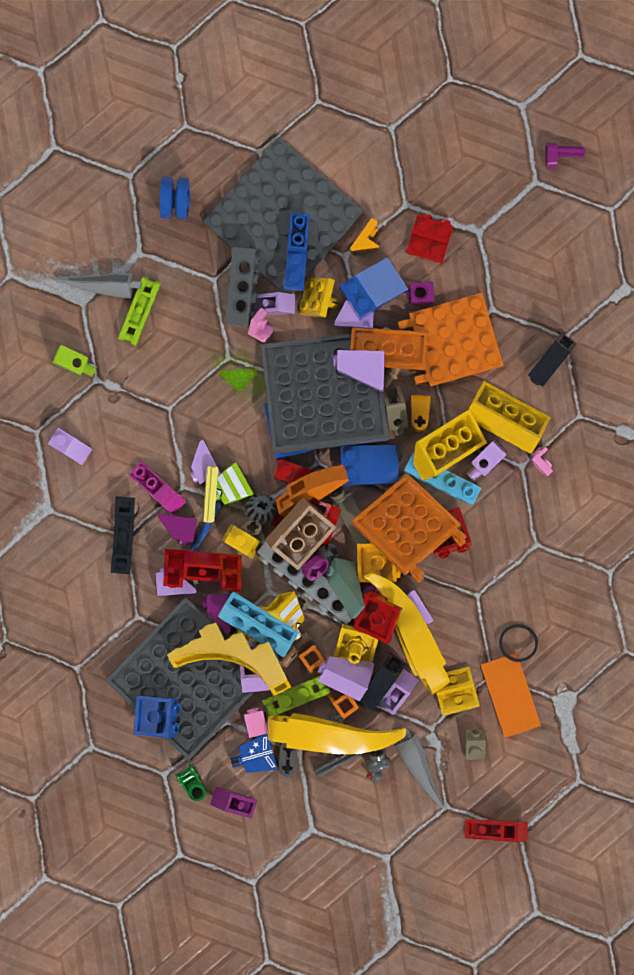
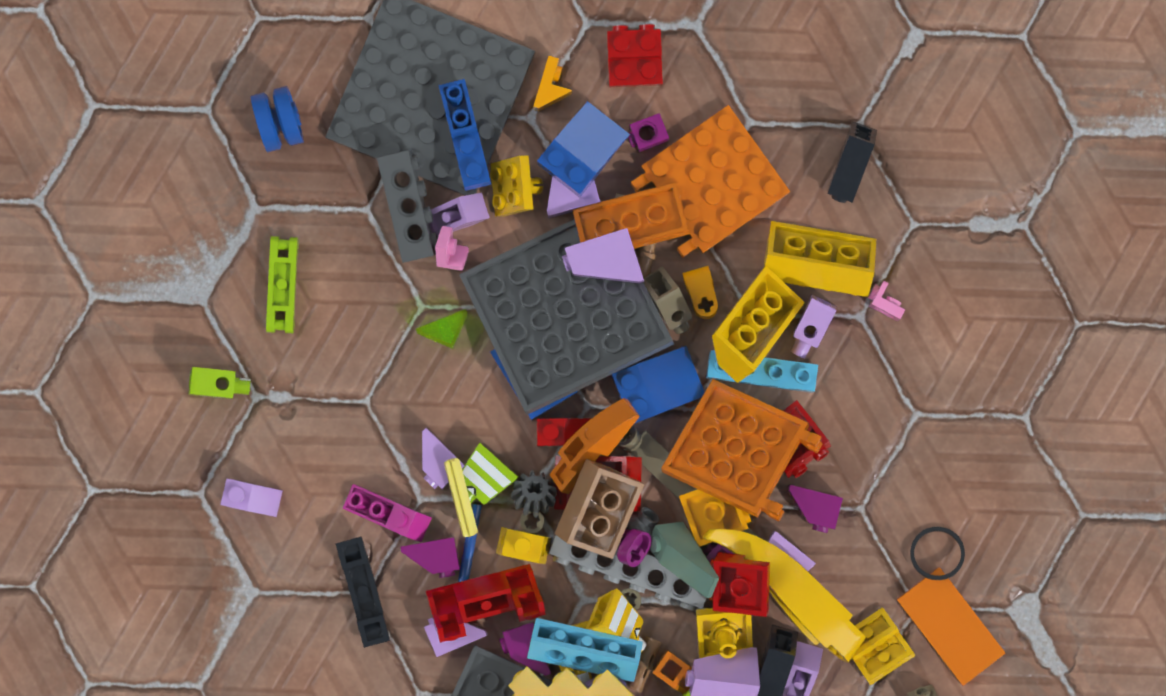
camera: 20 degrees left, 0 degrees up
(111, 284) = (231, 263): light grey piece -> none
(447, 583) = (816, 507): none -> magenta slope

